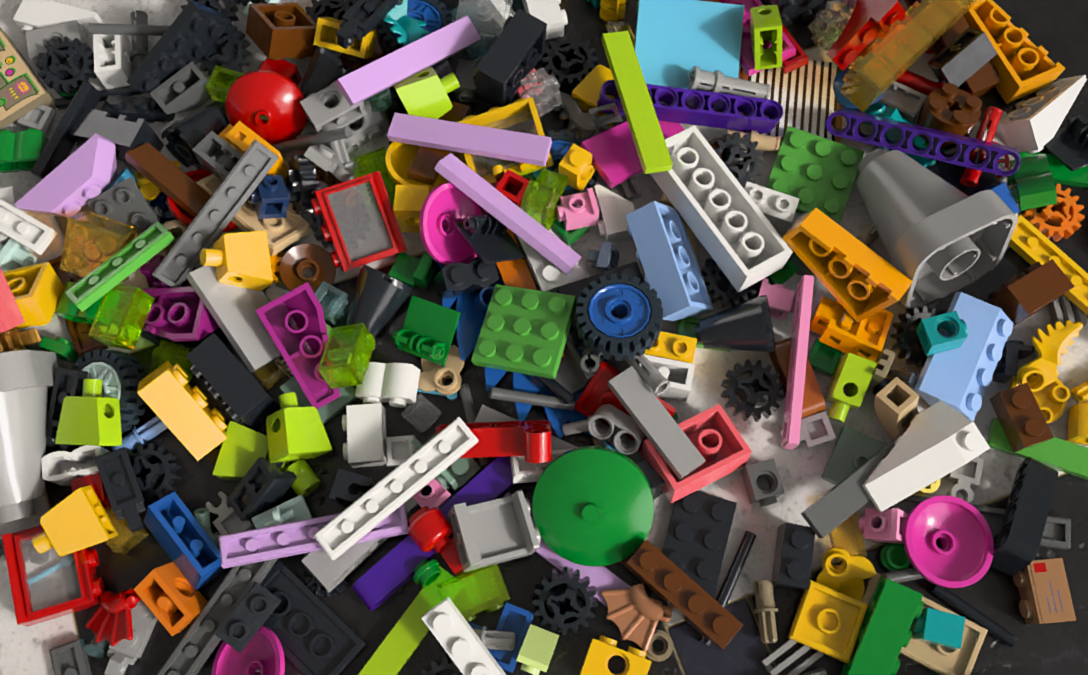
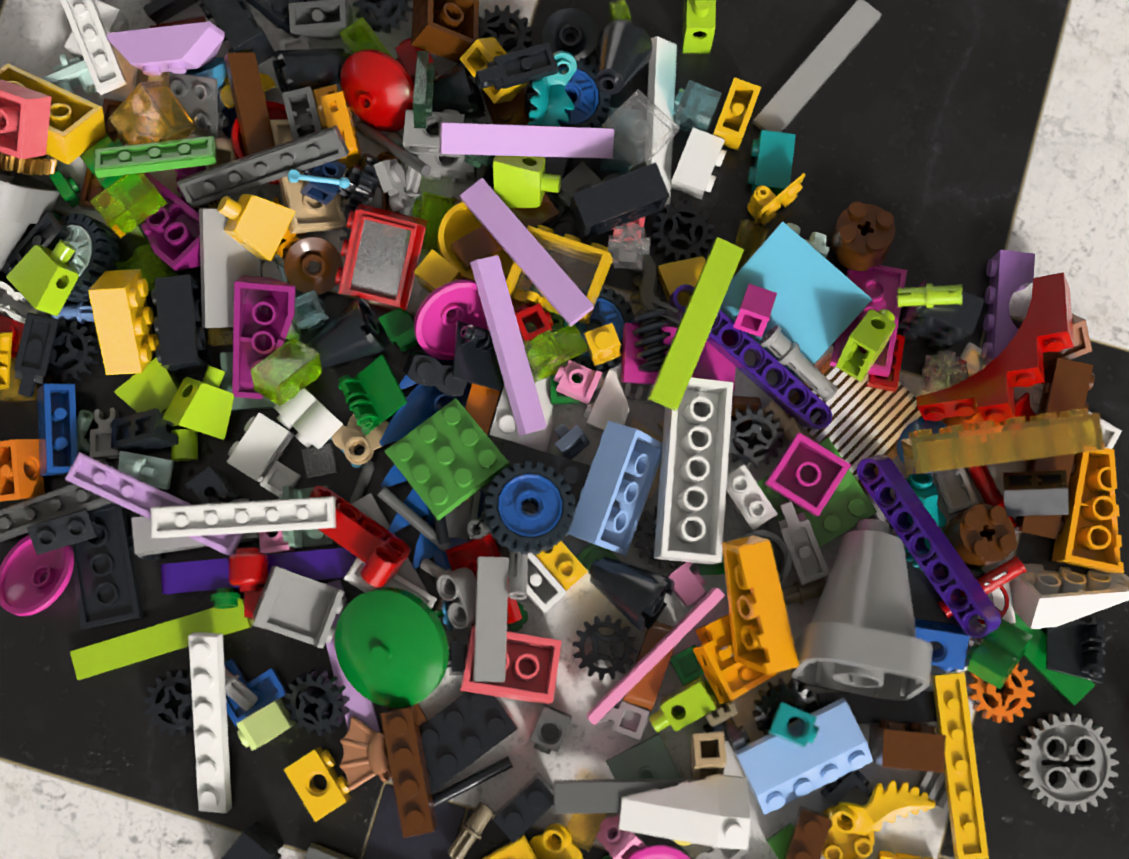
camera: 35 degrees right, 10 degrees up
(247, 201) = (294, 176): none -> medium azure hinge
(308, 83) = (423, 89): none -> clear green plate
(475, 591) = (249, 643): clear neon green brick -> none
(611, 138) = (651, 340): none -> black piece
(667, 646) = (366, 801): dark tan plate -> none
(670, 65) = (755, 310): none -> dark pink brick
(798, 153) = (807, 474): none -> dark pink brick
(845, 212) = (802, 545): none -> light grey hinge

